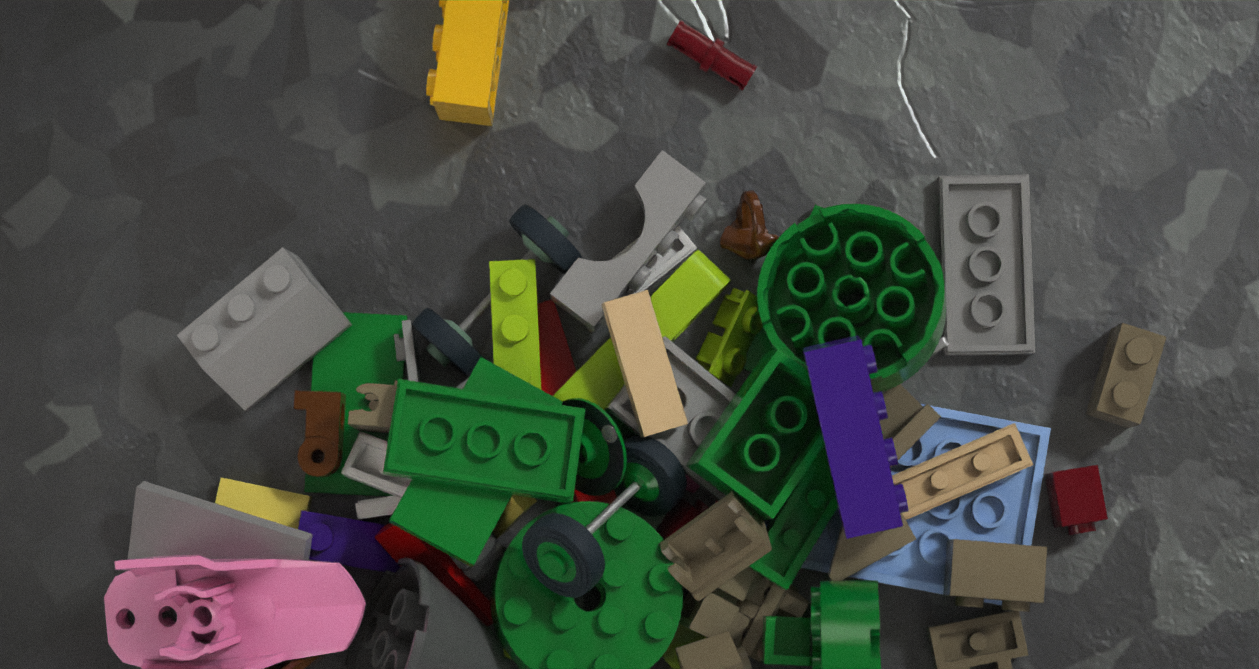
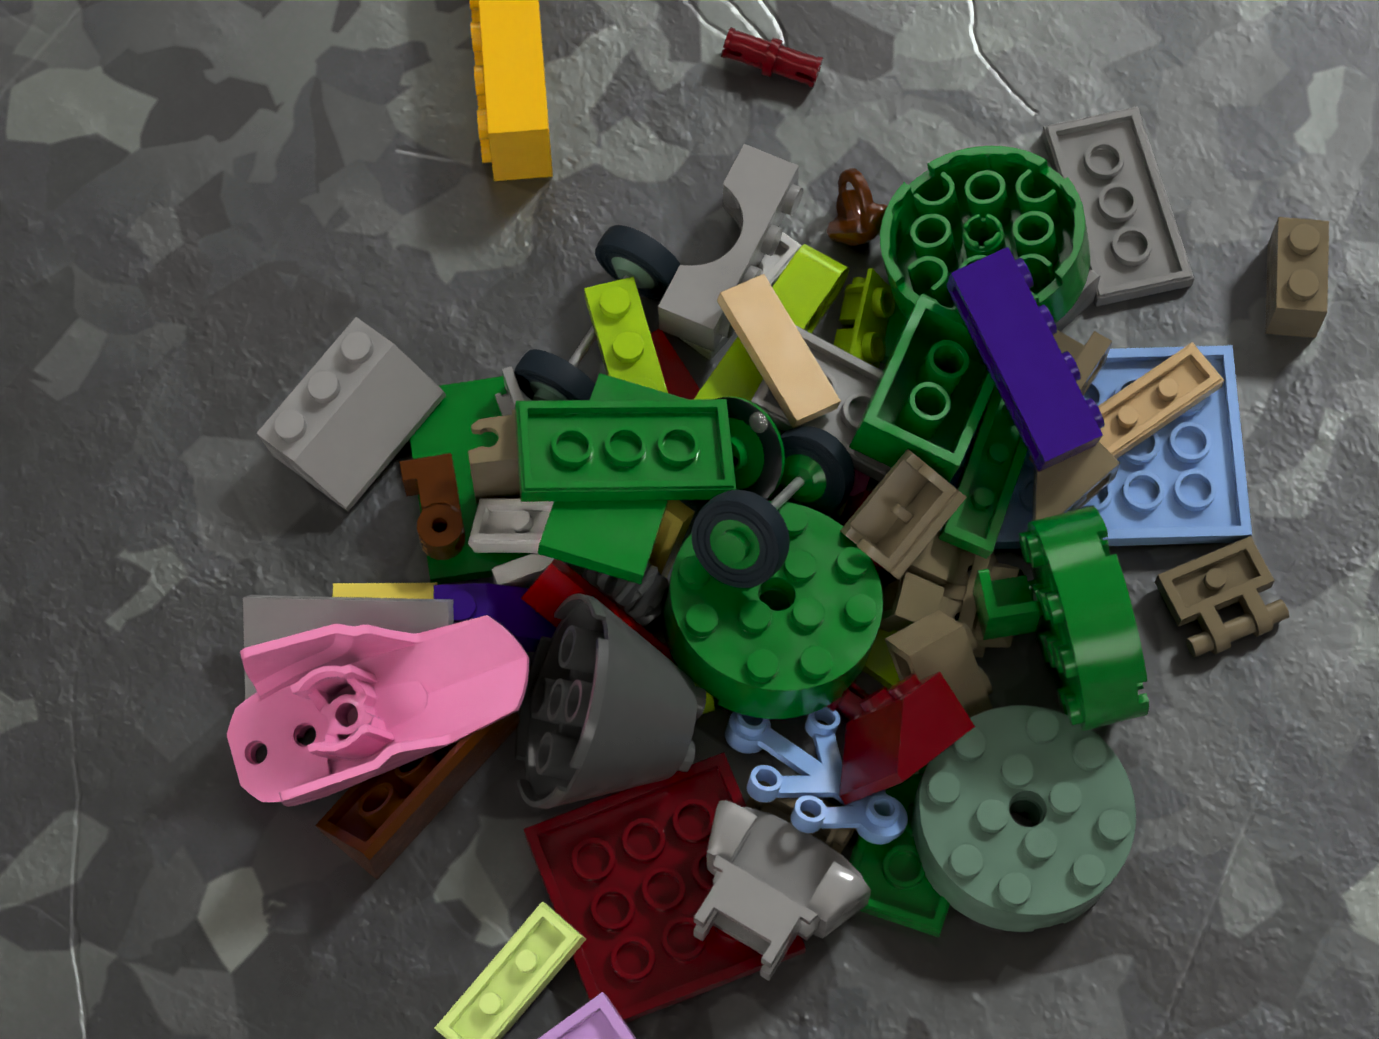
camera: 10 degrees left, 15 degrees down
(995, 573) = (1214, 494): dark tan brick -> none
(1076, 498) = (1279, 411): dark red brick -> none

